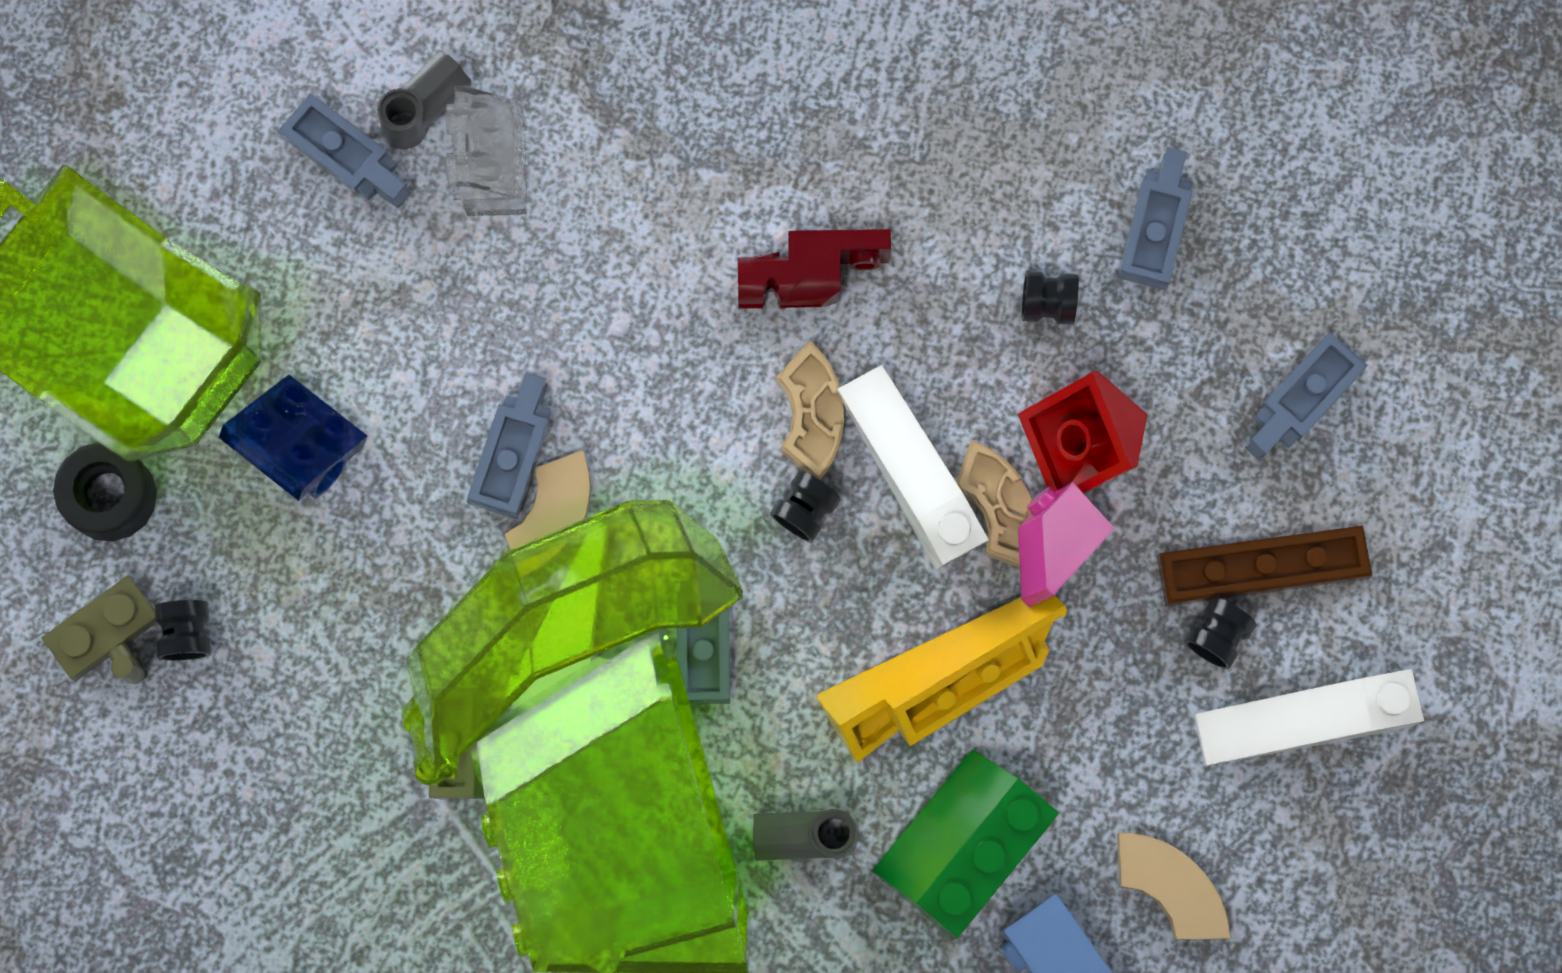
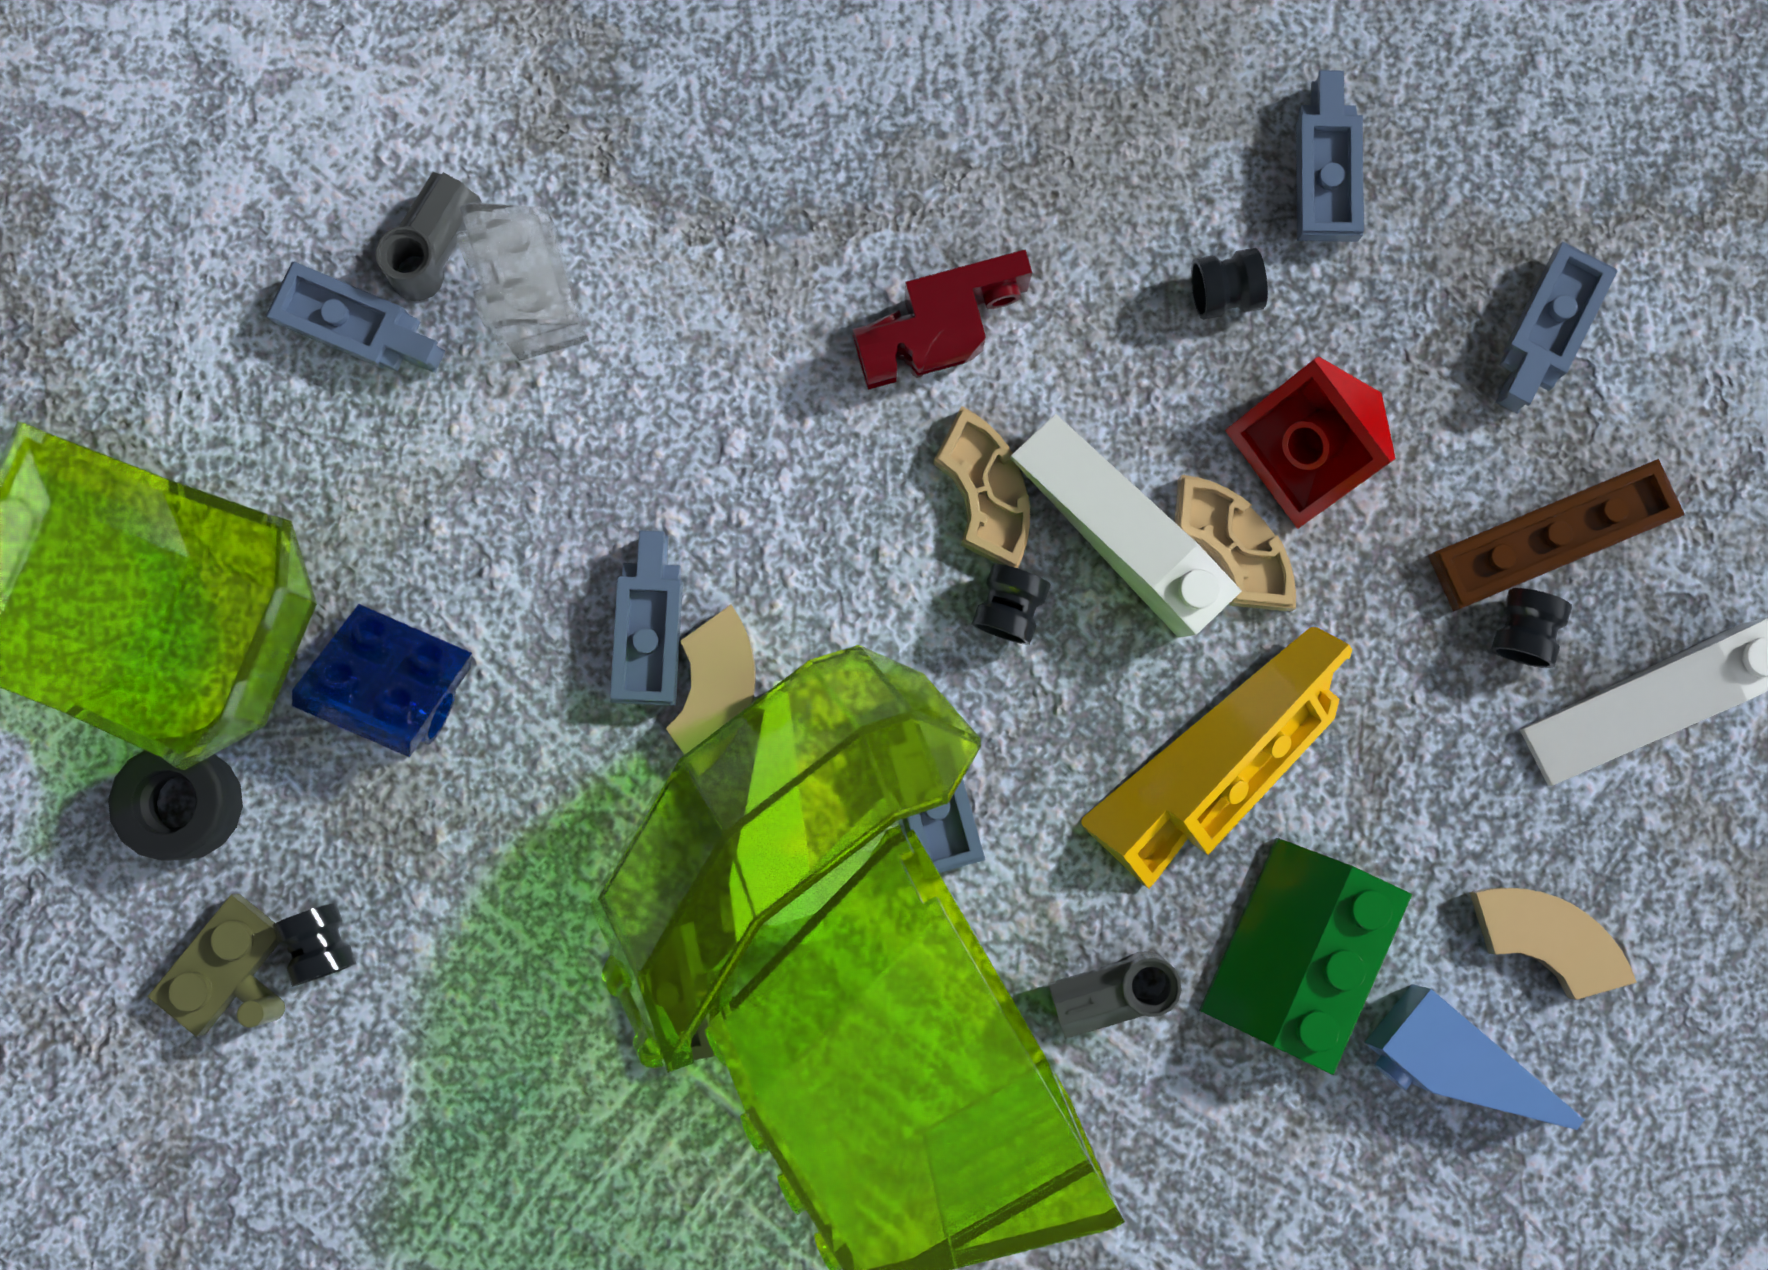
camera: 15 degrees left, 5 degrees up
(1057, 540) = (1318, 571): slope -> none

